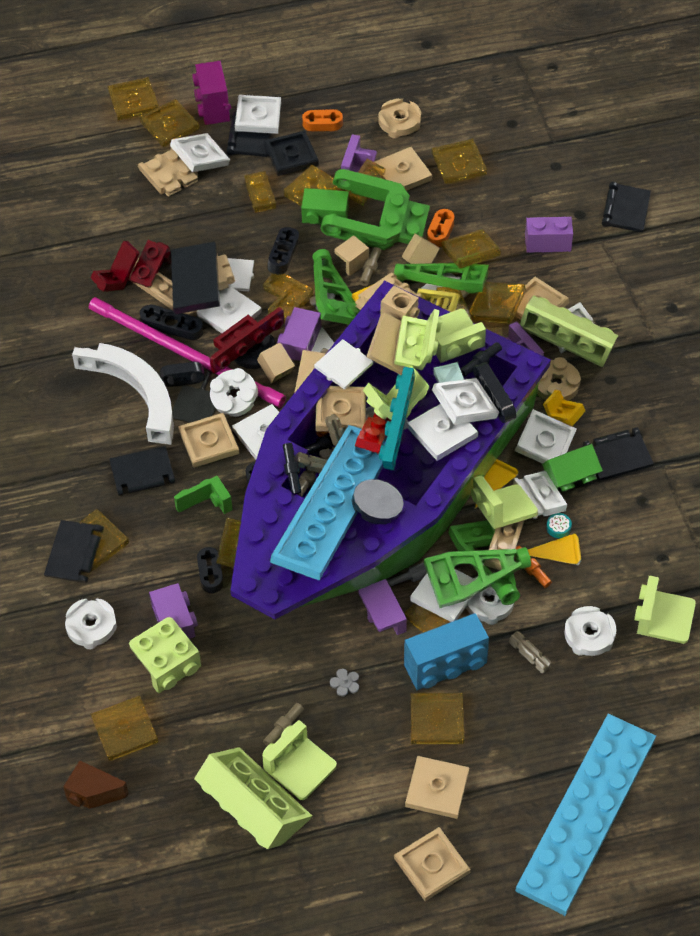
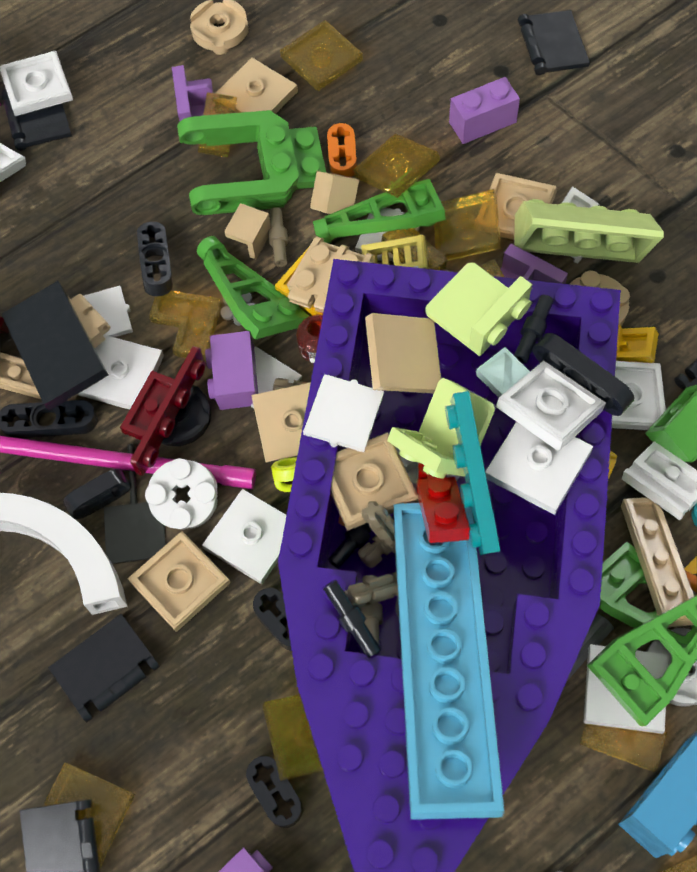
camera: 20 degrees left, 10 degrees up
(208, 488) = (235, 668): bright green bracket -> none
(260, 191) = (84, 187): clear yellow plate -> none
(275, 362) = (221, 426): tan panel -> none
(291, 153) = (102, 120): black plate -> none
(310, 178) = (146, 150): clear yellow plate -> none
(322, 120) = (122, 62): orange beam -> none
(323, 202) = (178, 174): bright green brick -> none
(377, 501) = (511, 626): tile -> none
(383, 607) = (561, 759): medium lavender panel -> none
(400, 303) = (379, 280): tan brick -> none
(417, 341) = (442, 336): yellowish green bracket -> none
(502, 505) = (644, 520): yellowish green bracket -> none

